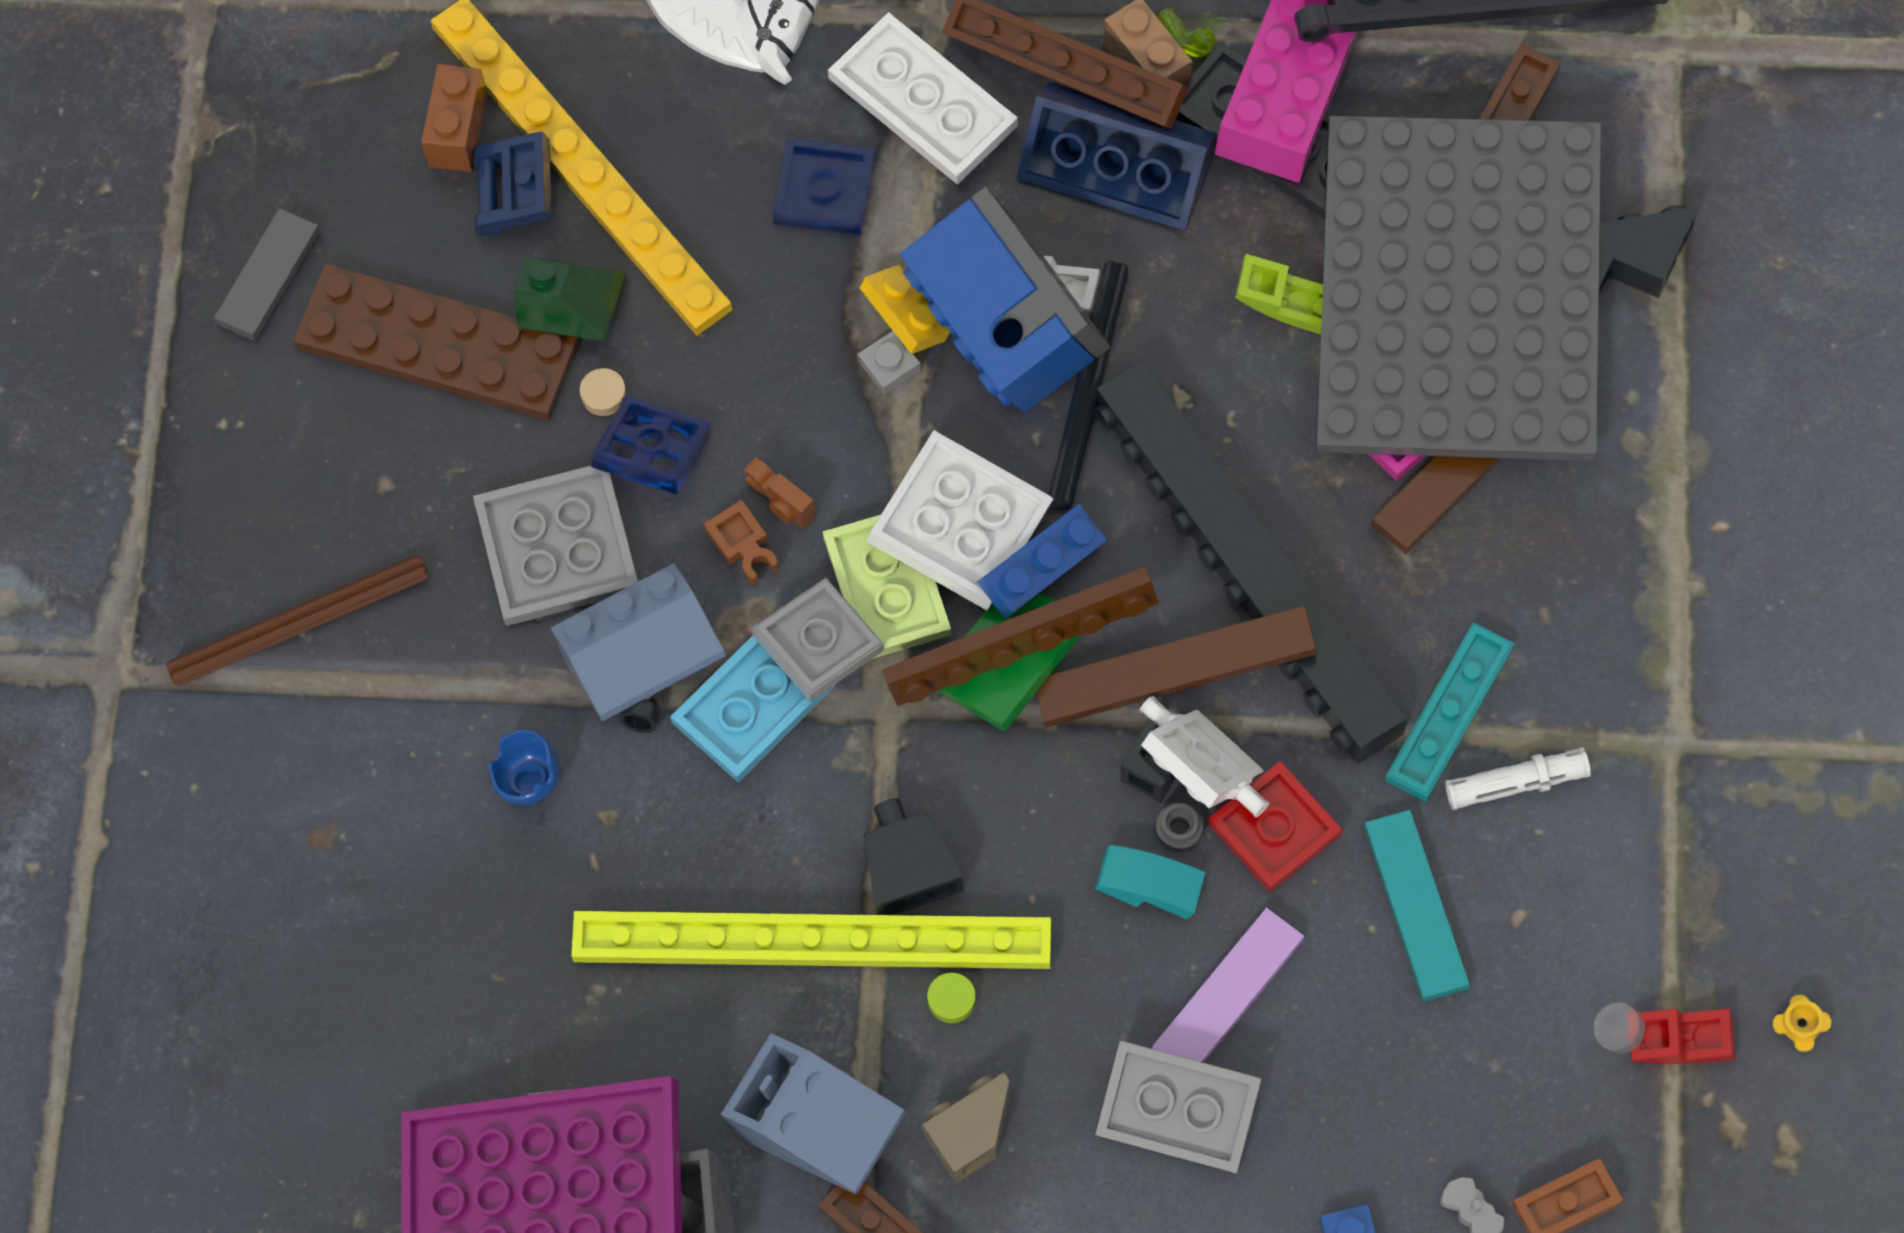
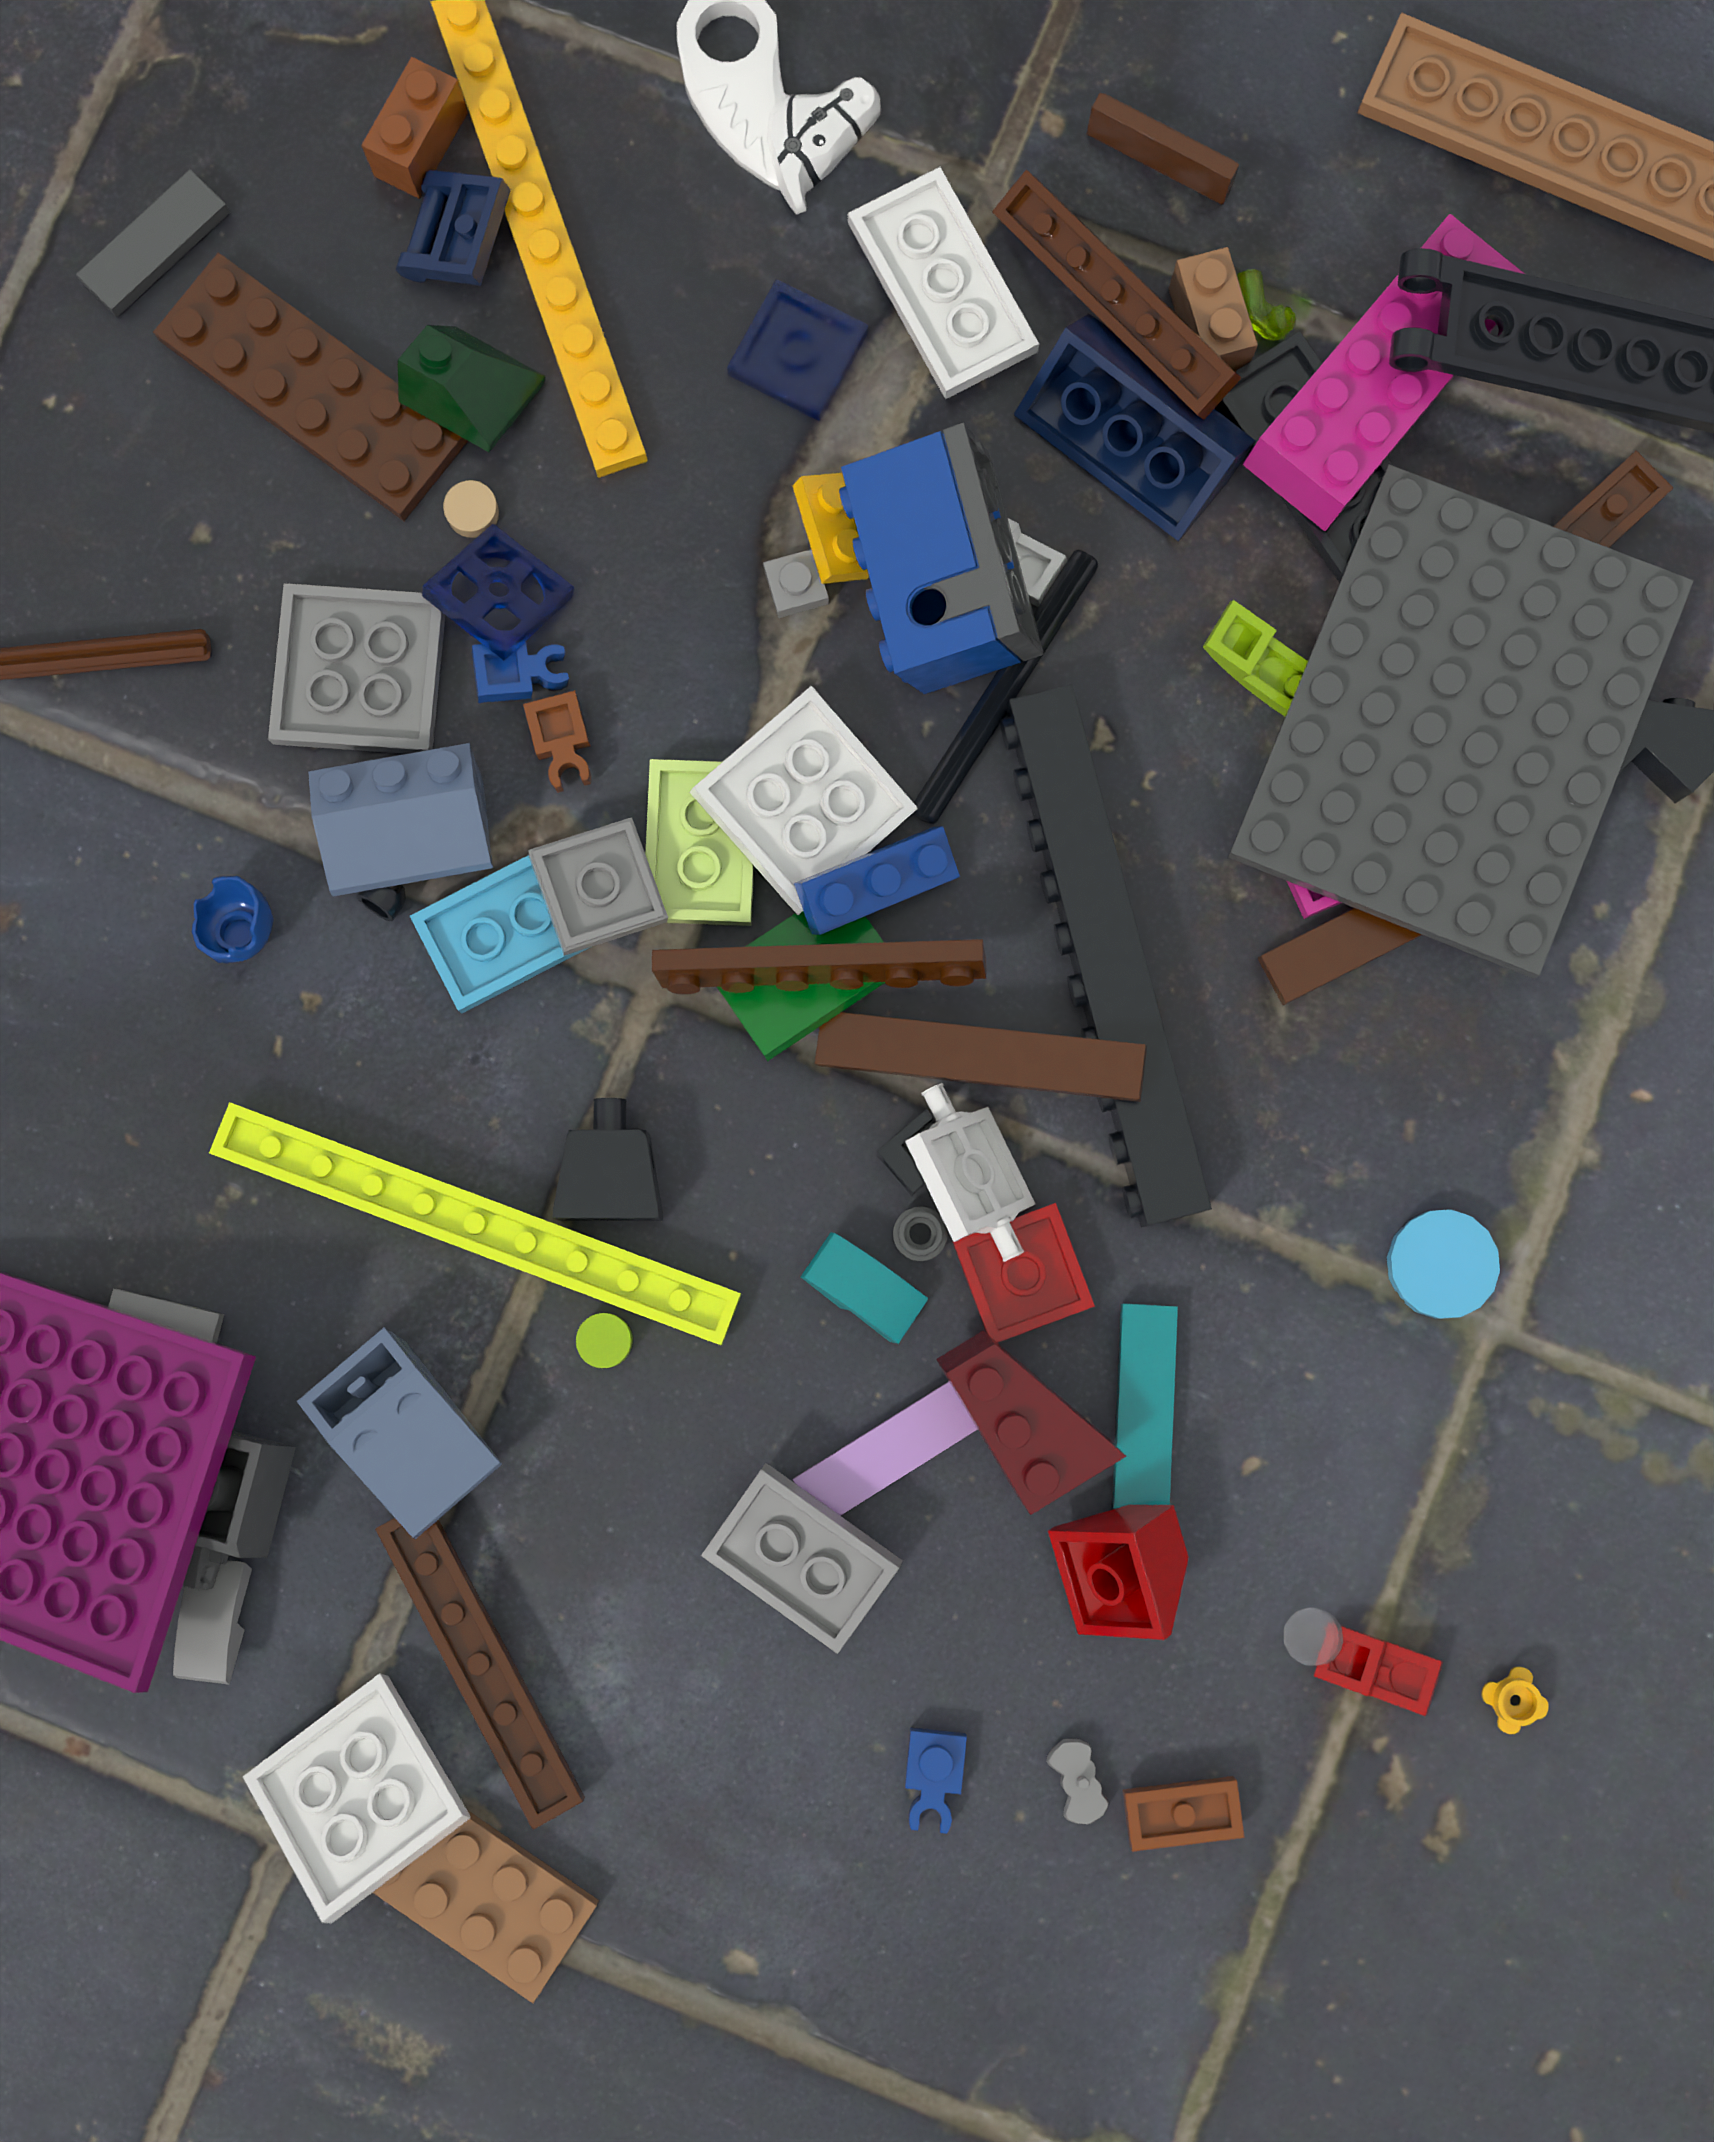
camera: 15 degrees right, 15 degrees up
(687, 507) = (514, 677): none -> blue plate
(785, 498) = (624, 708): dark orange plate -> none
(969, 1131) = (568, 1504): dark tan slope -> none
(1318, 933) = (1025, 1424): none -> dark red wedge
(1442, 1024) = (1123, 1570): none -> red slope
(1449, 712) = (1263, 1206): teal tile -> none
(1527, 776) = (1319, 1313): white pin -> none
(1611, 706) = (1443, 1264): none -> medium azure tile

